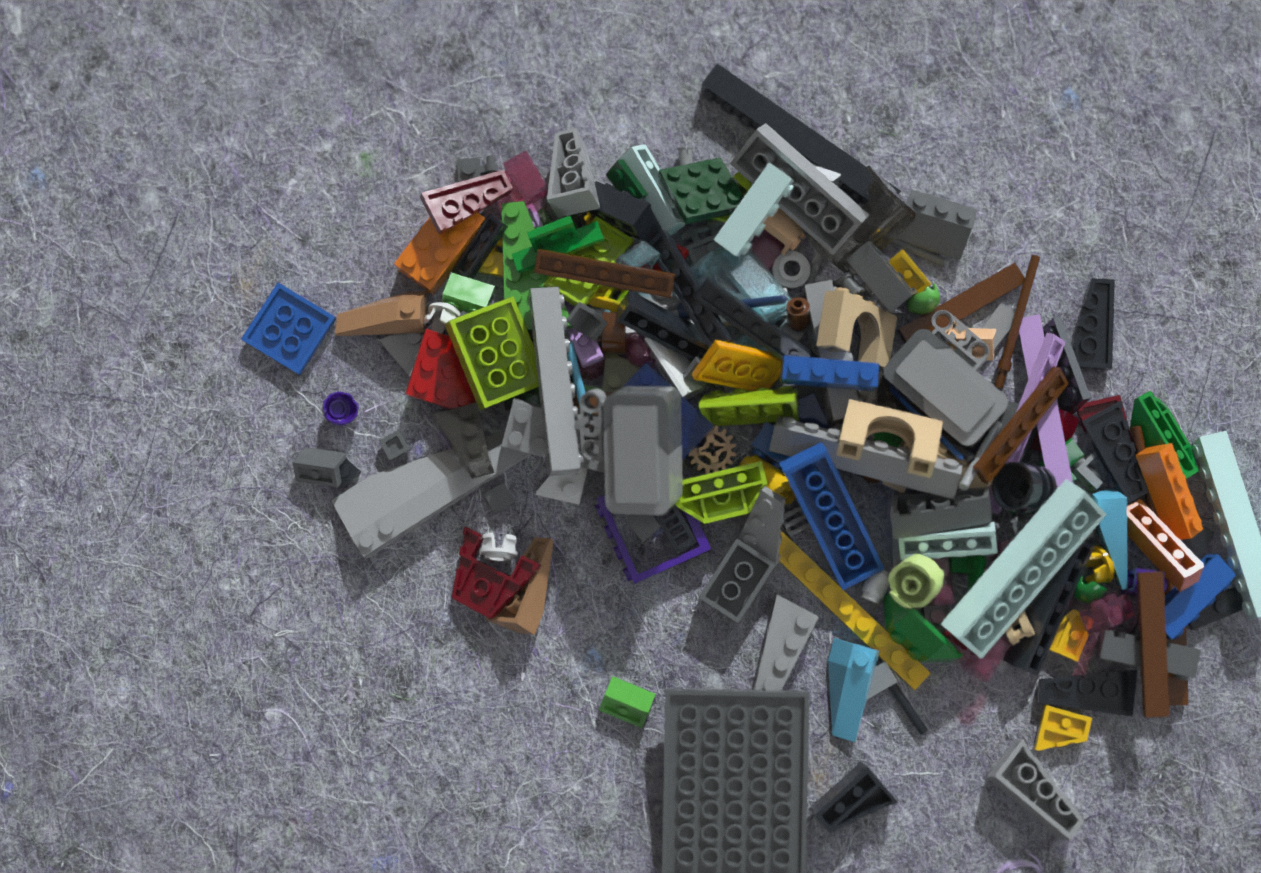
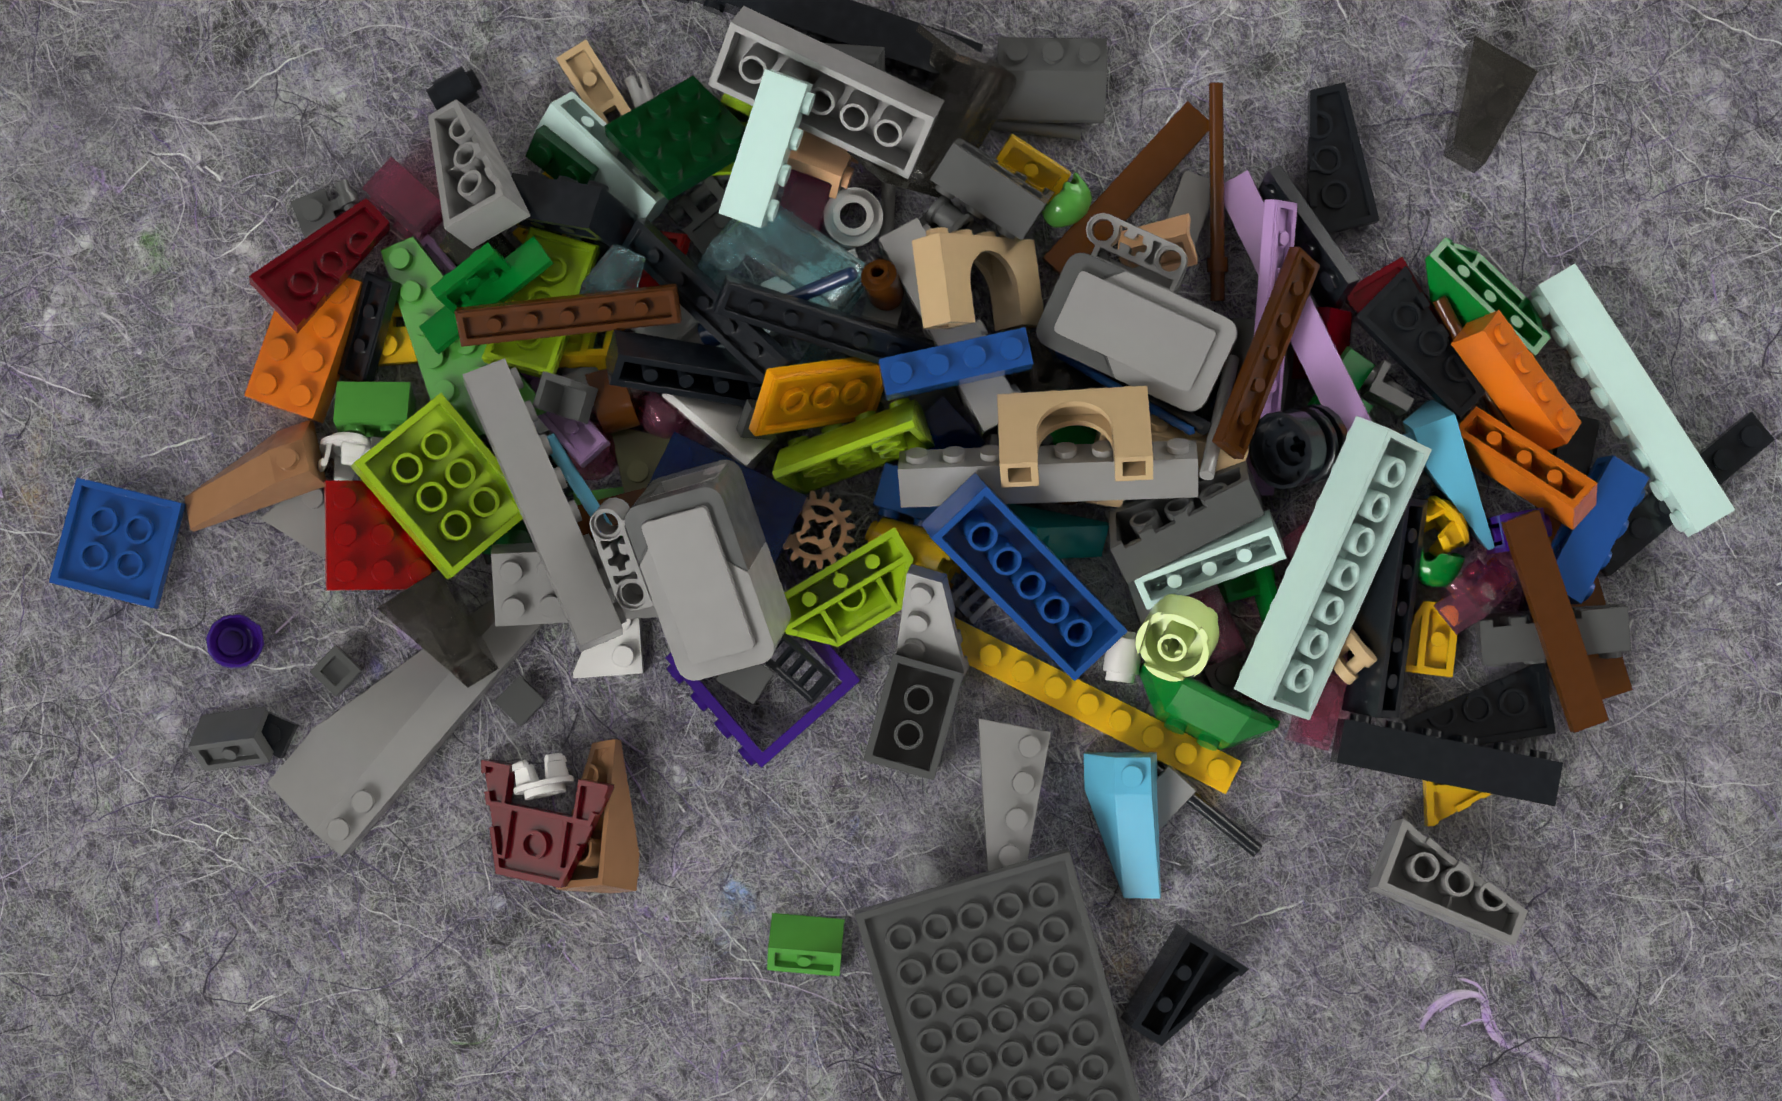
camera: 20 degrees left, 5 degrees up
(576, 120) = (454, 85): none -> black brick
(658, 142) = (592, 80): none -> tan plate
(865, 500) = (1063, 533): none -> teal slope
(1060, 712) = (1447, 761): none -> black brick
(1198, 316) = (1484, 103): none -> clear smoke wedge

